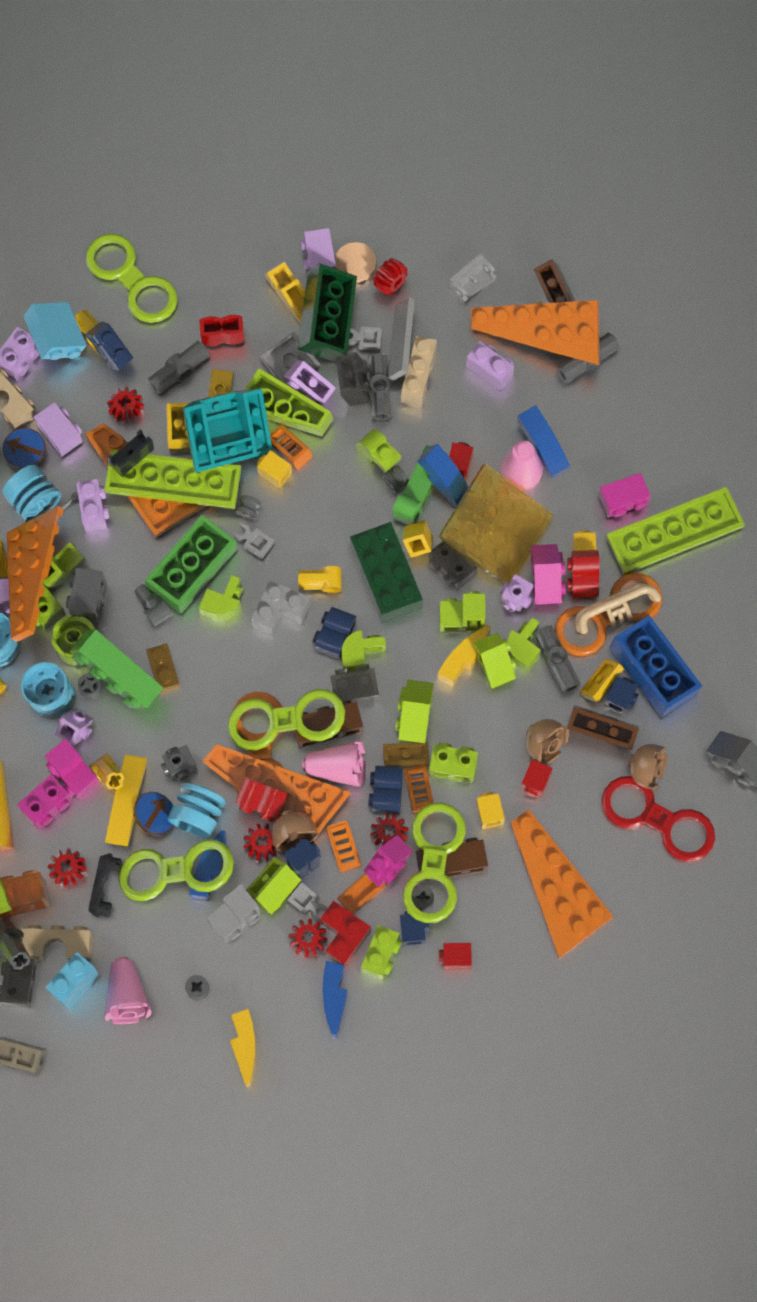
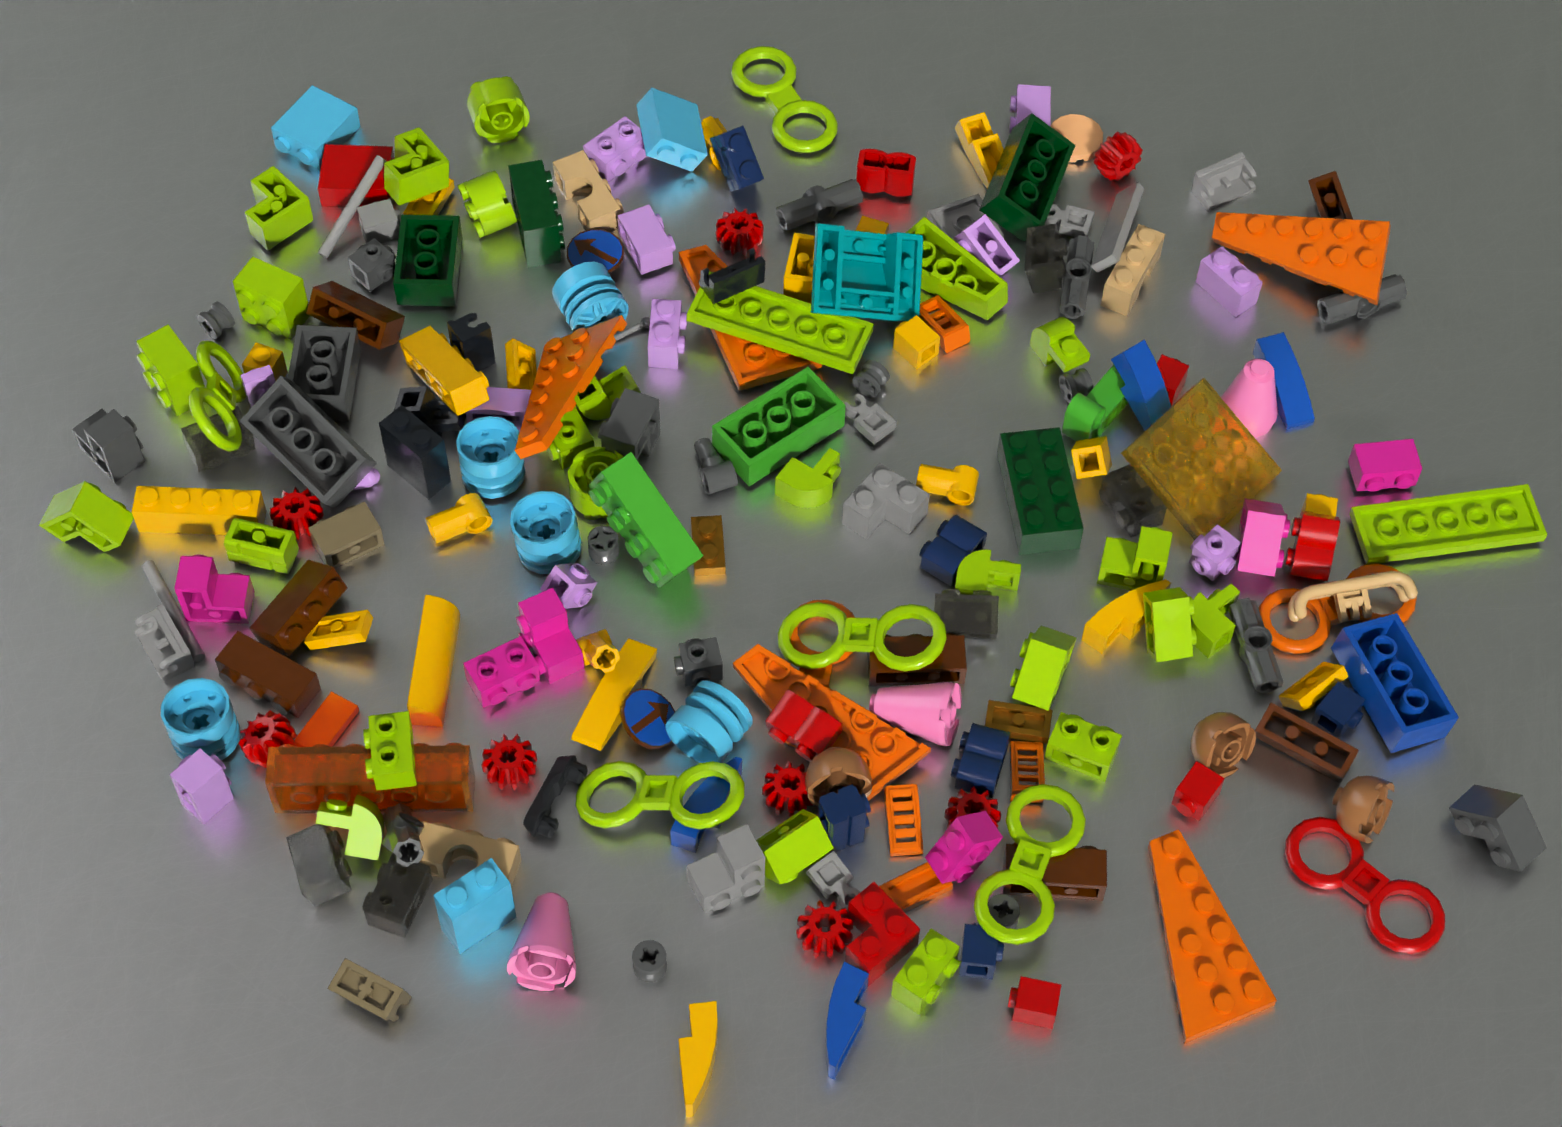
camera: 10 degrees right, 15 degrees down
(490, 810) = (1123, 818): yellow brick -> none

